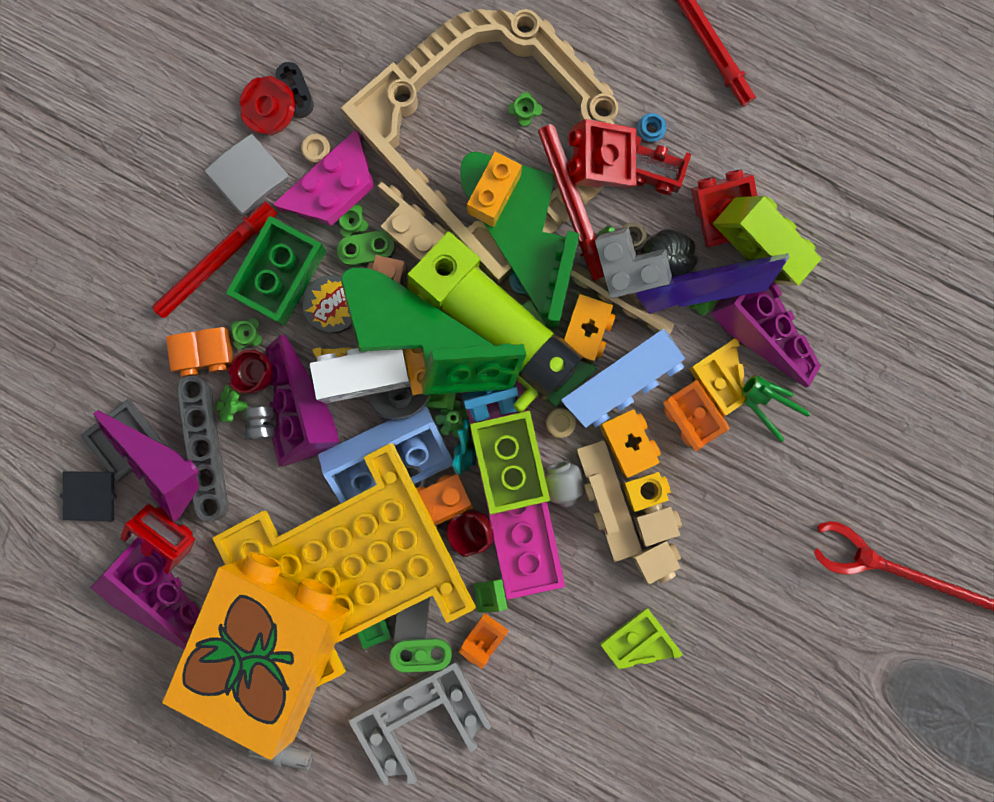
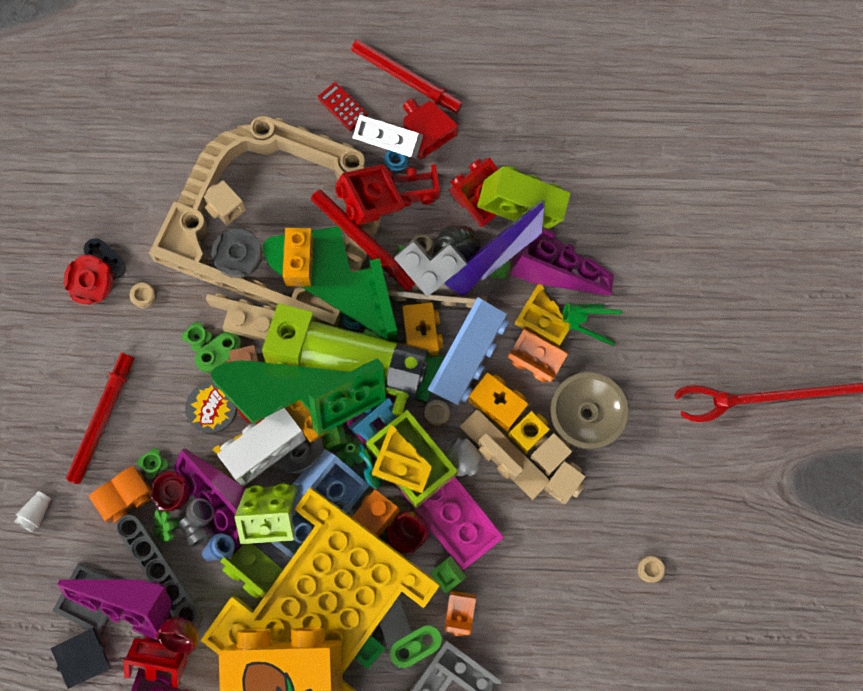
camera: 25 degrees left, 10 degrees down
(104, 325) = (33, 512): none -> white cone
(190, 525) = (178, 635): none -> dark red hair
(246, 174) = (96, 340): light grey slope -> none
(269, 410) = (200, 512): none -> tile
(272, 455) = (218, 547): none -> medium blue cone
(276, 271) = (155, 402): green brick -> none
(295, 494) = (252, 568): none -> lime bracket
(331, 185) = (167, 317): dark pink wing -> none
(333, 447) = (266, 514): none -> lime bracket
(433, 152) = (237, 253): none -> dark grey tile
(443, 90) = (223, 203): none -> tan brick
(495, 465) = (401, 463): none -> yellow wing
(529, 102) = (290, 183): bright green plate -> none
(623, 39) = (341, 106): none -> red tile
(639, 642) = (584, 552): lime wing -> none
(655, 98) = (387, 136): none -> plate
(699, 692) = (651, 569): none -> tan tile
(703, 107) = (432, 123): none -> red torso
(740, 505) = (601, 398): none -> dark tan dish

